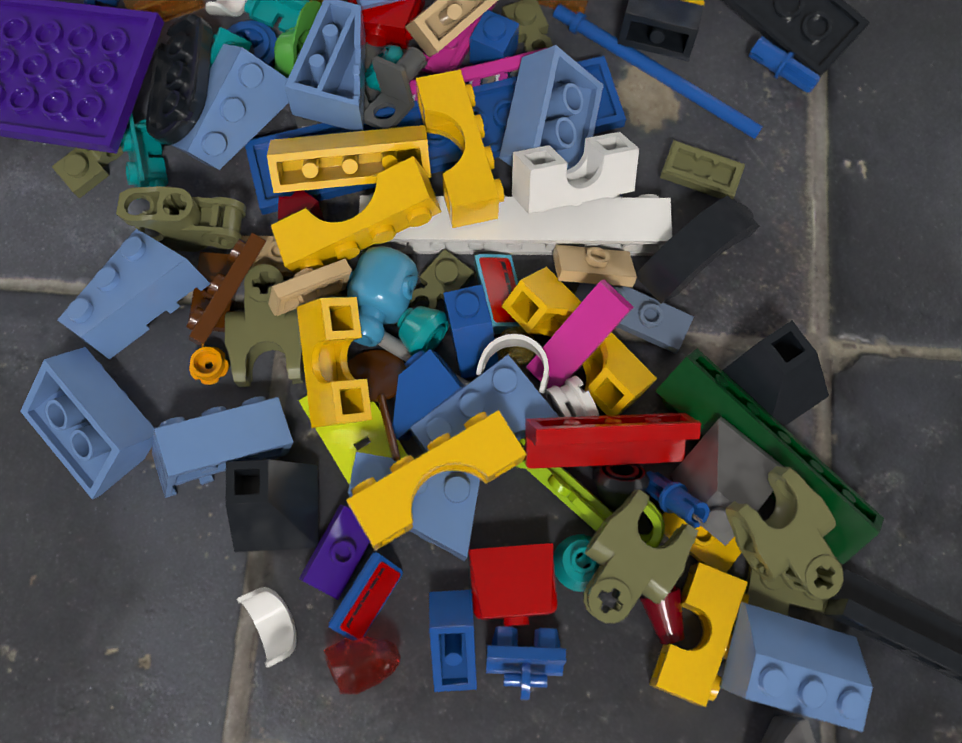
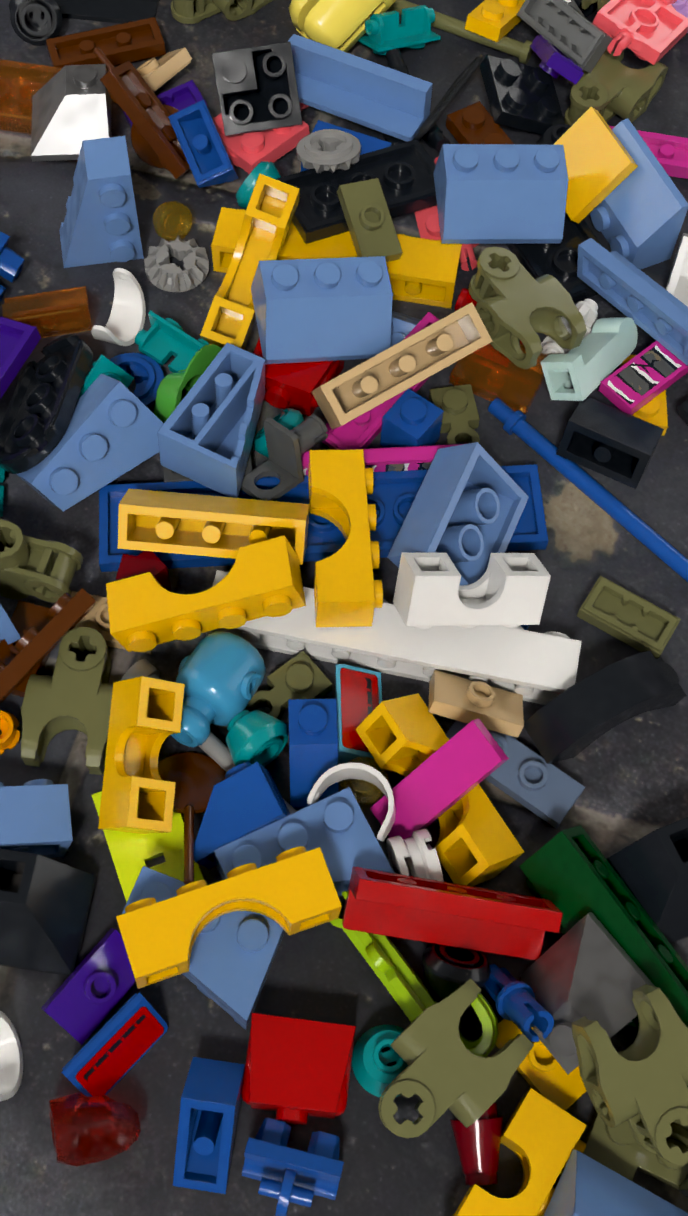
camera: 10 degrees right, 10 degrees down
(309, 286) = (132, 661): tan plate -> none

